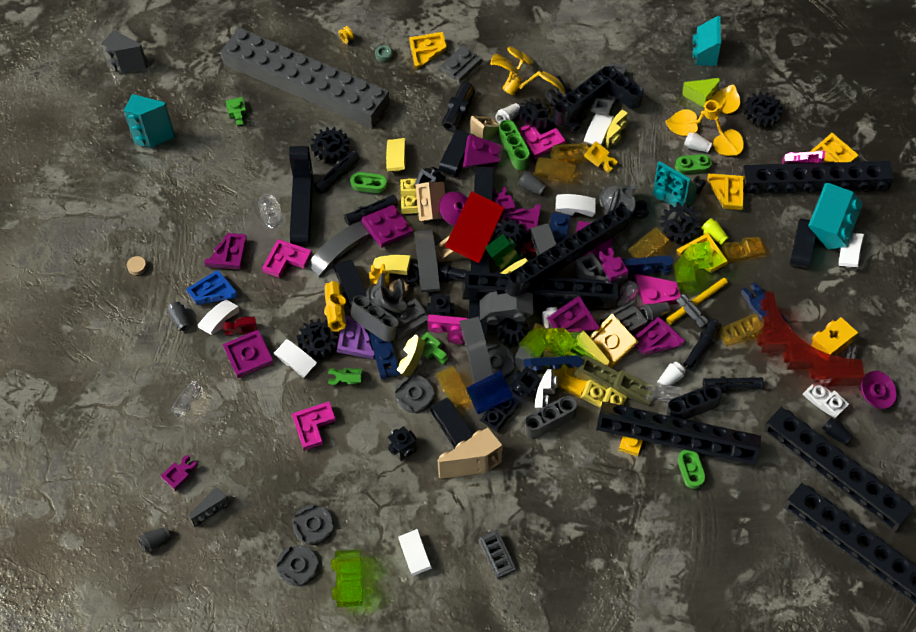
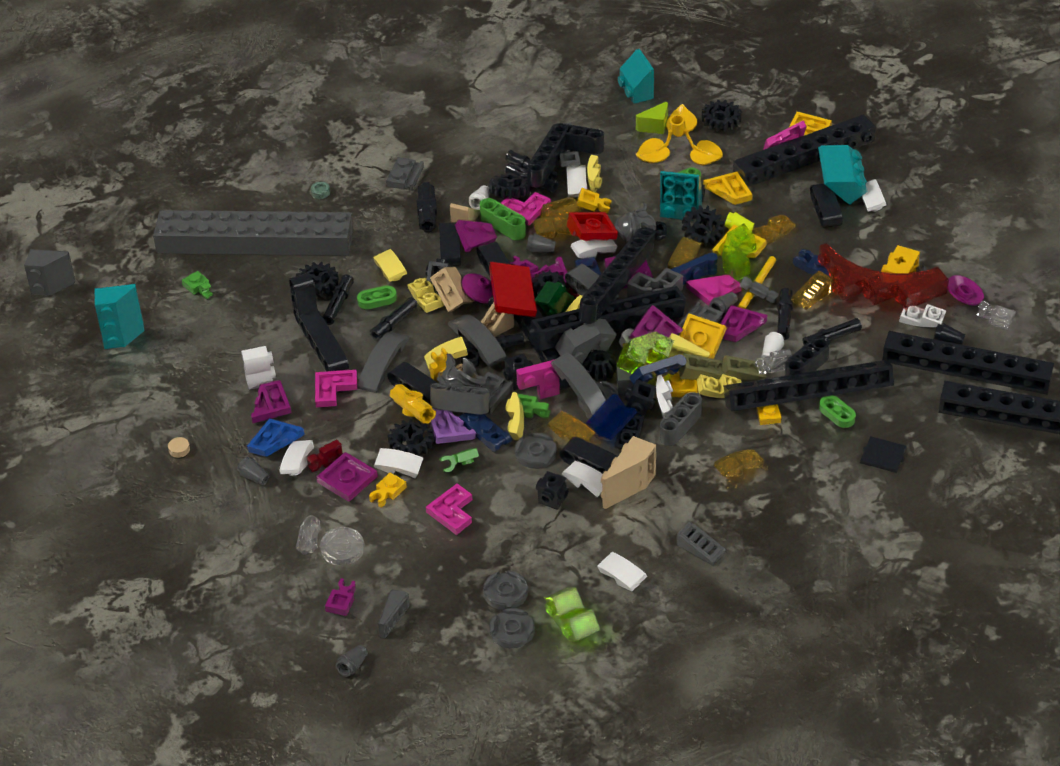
camera: 25 degrees left, 15 degrees down
(208, 420) = (342, 545): none -> clear tile
(232, 216) = (258, 367): none -> white brick
(270, 209) = (289, 355): clear plate -> none
(276, 378) = (388, 487): none -> yellow plate
(346, 34) = (272, 185): yellow bush -> none
(387, 226) = (419, 325): magenta plate -> none
(426, 48) = (362, 170): yellow wing -> none
(436, 439) = (584, 475): none -> white slope
(514, 82) = (470, 168): yellow plant -> none
(571, 484) = (736, 462): none -> clear yellow slope
(581, 185) = (591, 226): none -> red plate
(613, 267) = (666, 275): magenta plate -> none
(627, 293) = (692, 296): clear cone -> none
(697, 142) = (677, 161): white cone -> none
(708, 531) = (883, 454): none -> black piece
(896, 429) = (997, 316): none -> clear plate

